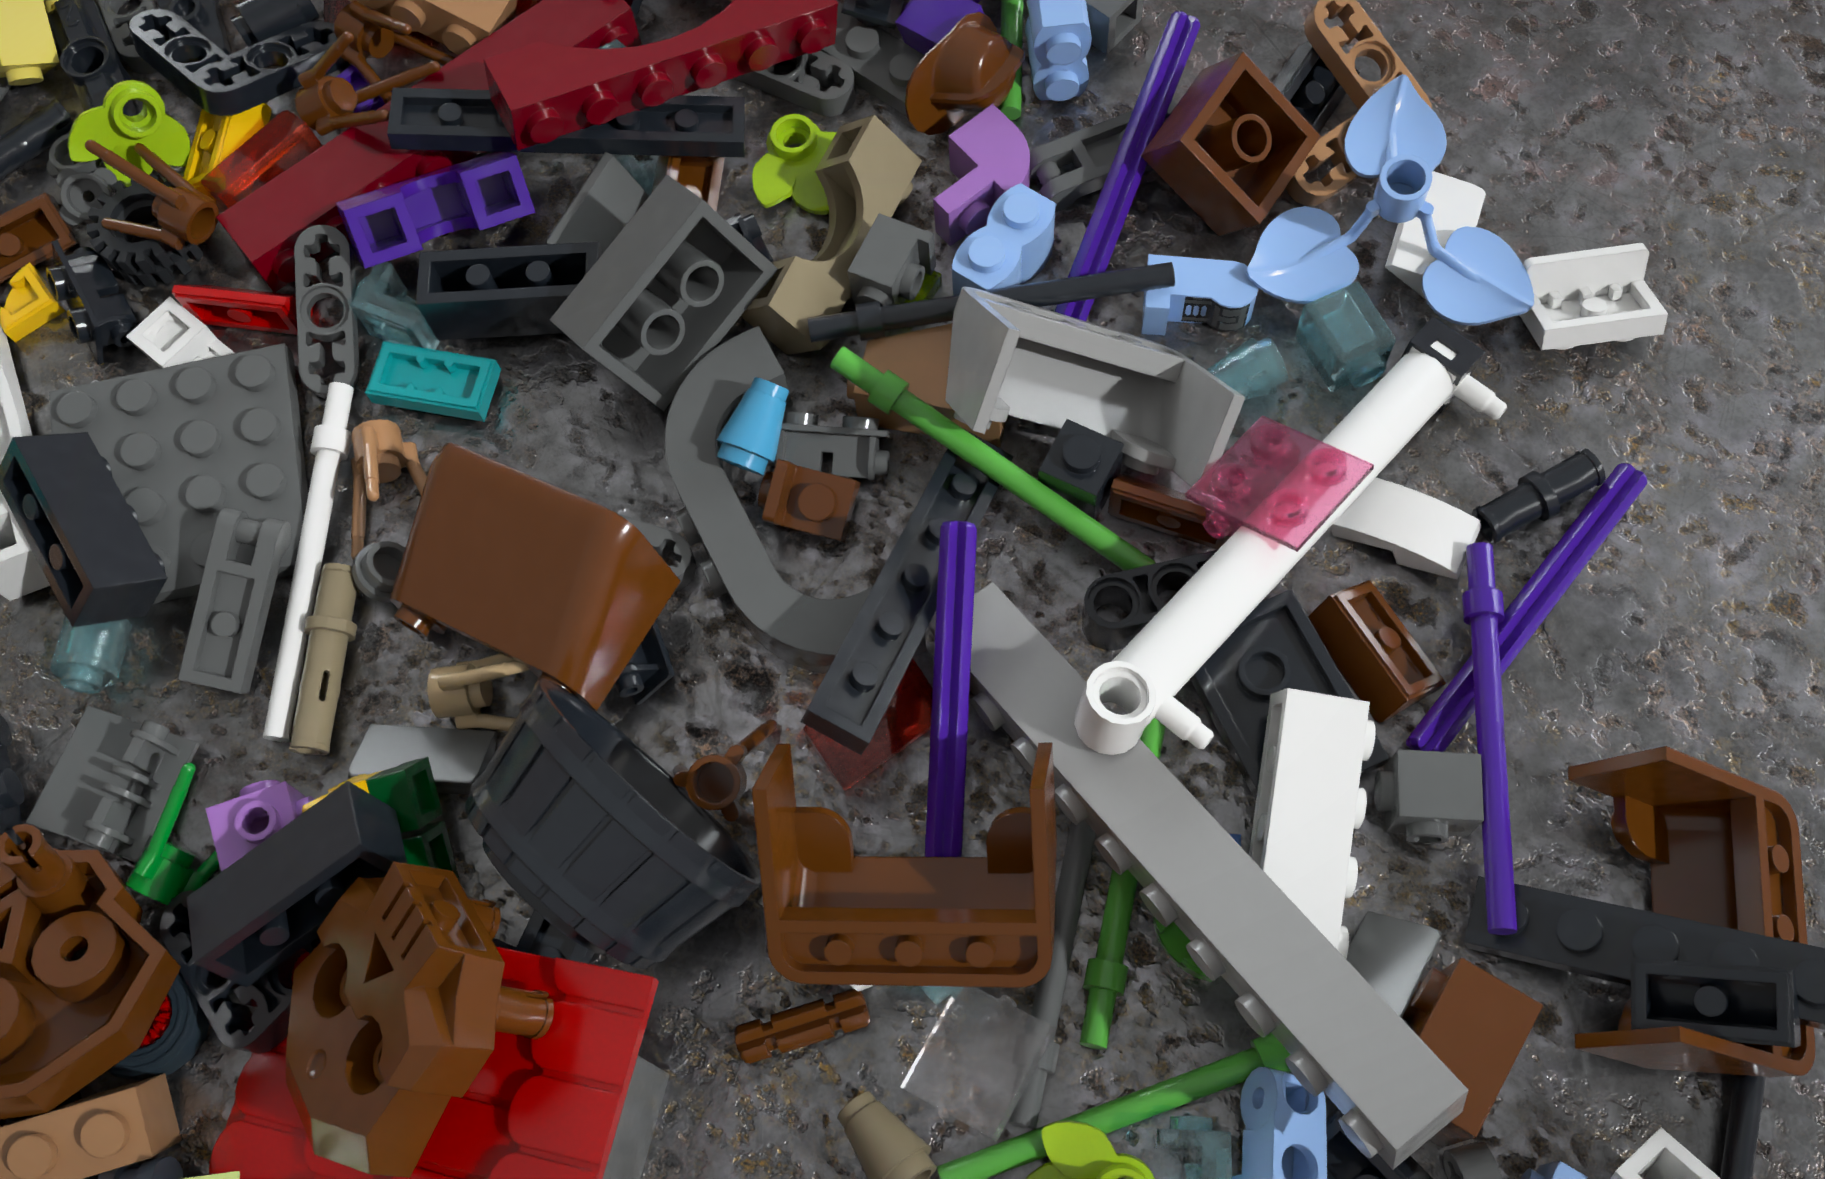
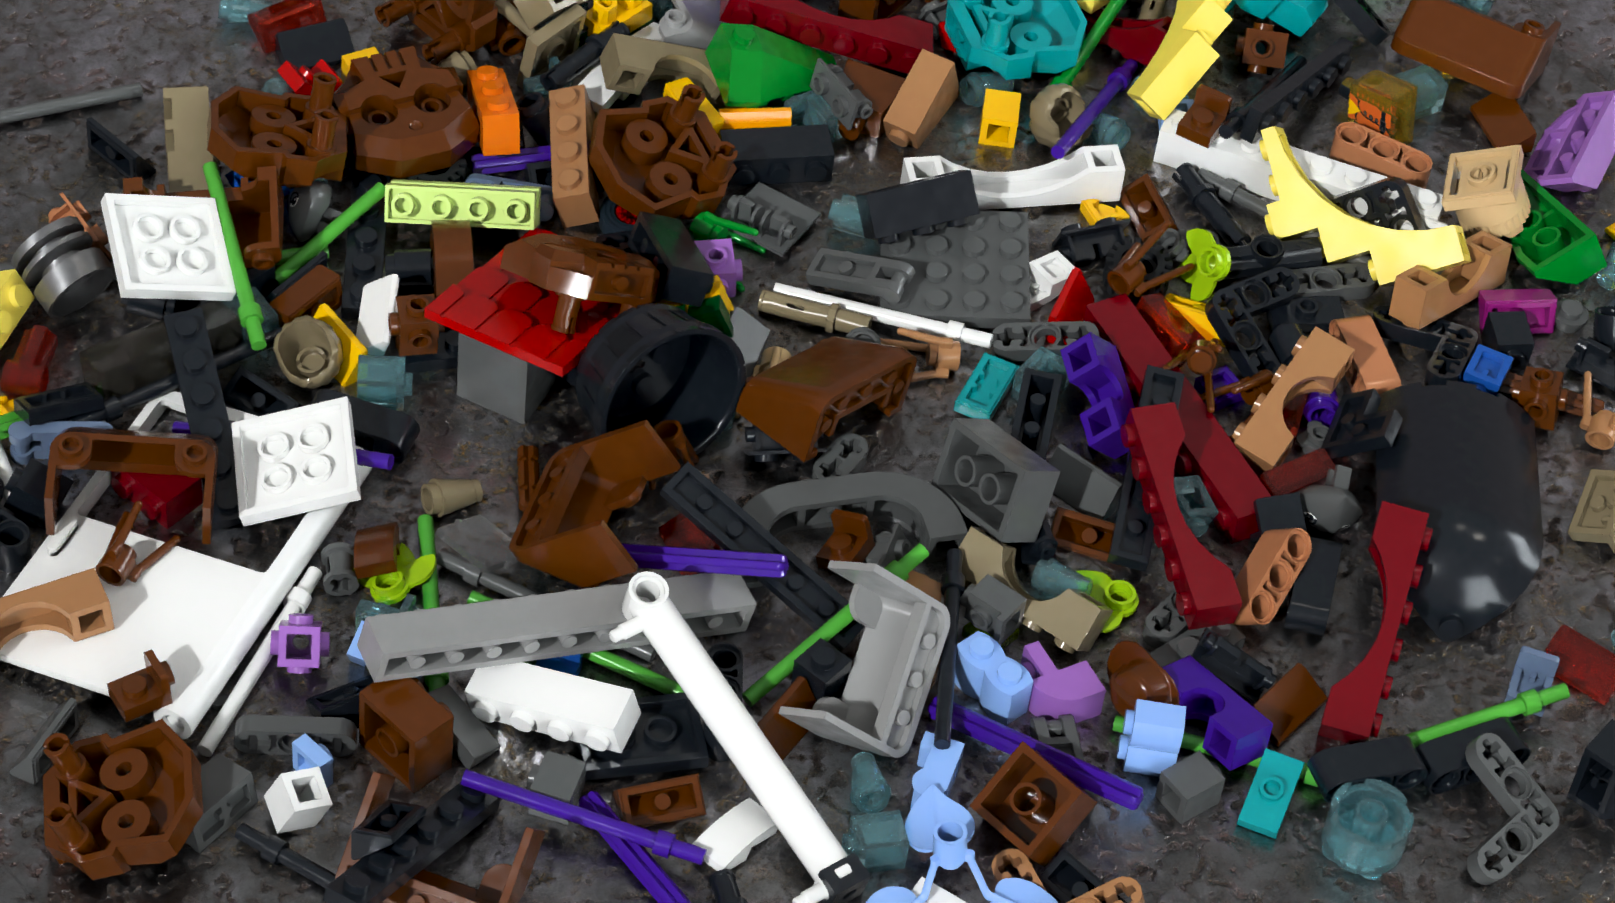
camera: 90 degrees right, 20 degrees down
(754, 428) = (889, 508): dark azure cone -> none
(792, 213) = (1054, 578): none -> clear light blue cone
(1277, 484) = (767, 730): clear pink hinge -> none

